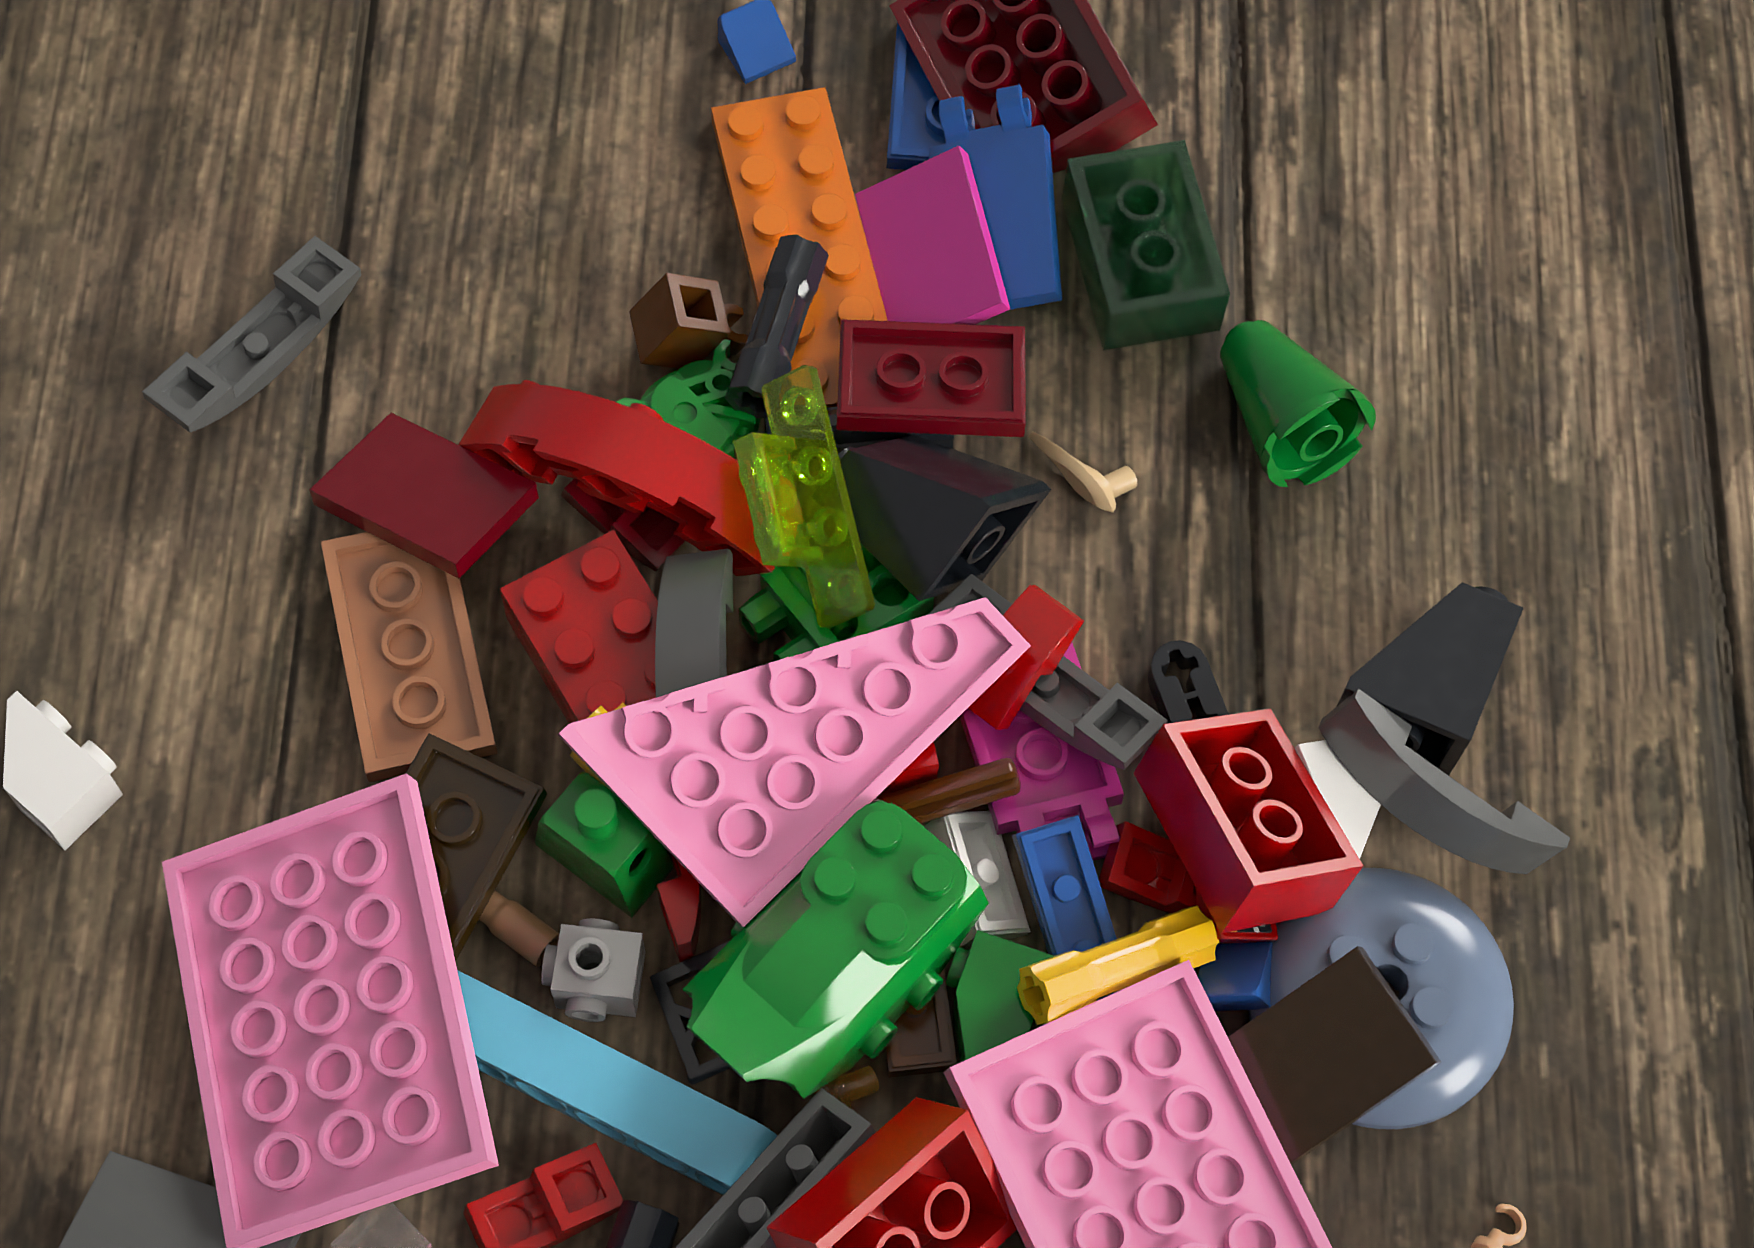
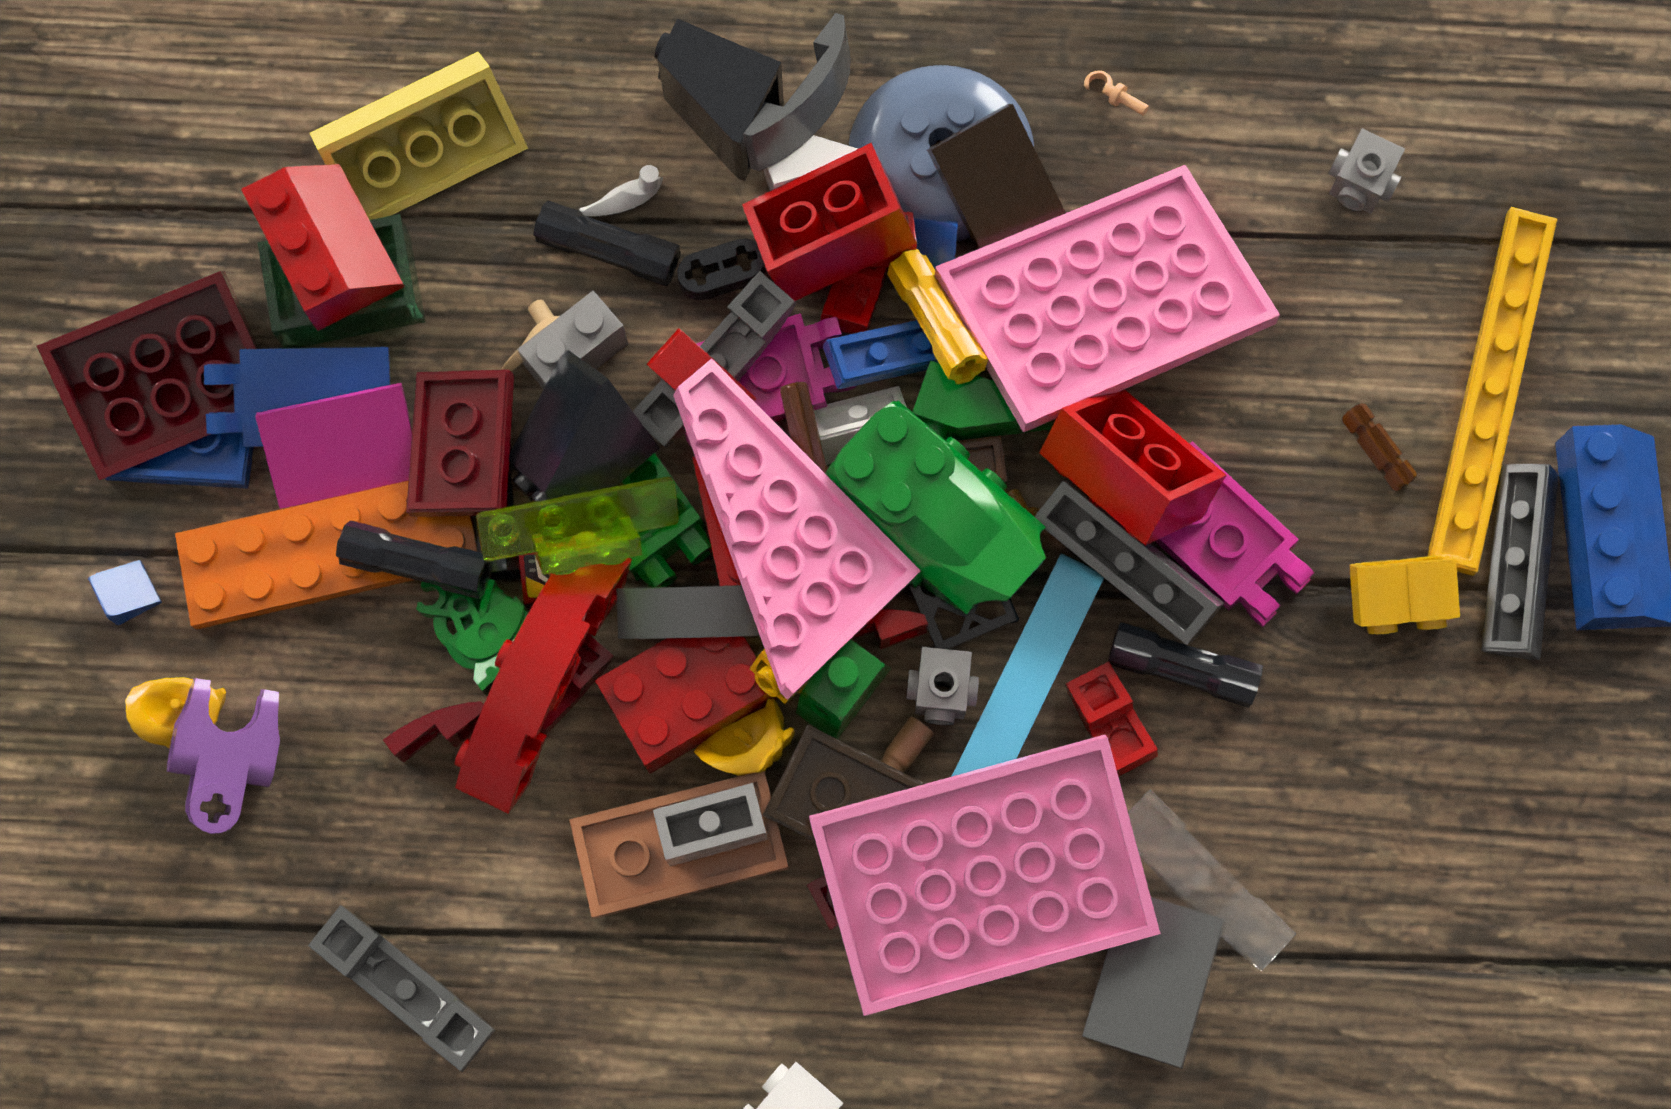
camera: 85 degrees left, 10 degrees up
(413, 662) = (710, 824): none -> light grey brick
(424, 494) = (552, 836): dark red tile -> none
(527, 719) = (749, 743): none -> yellow hat
(544, 137) = (221, 759): none -> medium lavender piece
(565, 349) = (453, 722): none -> dark red slope
(604, 88) = (158, 703): none -> yellow hat
(683, 321) = (402, 638): reddish brown brick -> none
(1079, 517) = (584, 329): none -> light grey brick
(1181, 198) = (322, 241): none -> red slope
(1207, 583) = (574, 232): none -> black axle
(1288, 583) = (627, 195): none -> white bar
(1293, 404) = (480, 183): green cone -> none
(1343, 306) = (422, 137): none -> light yellow slope

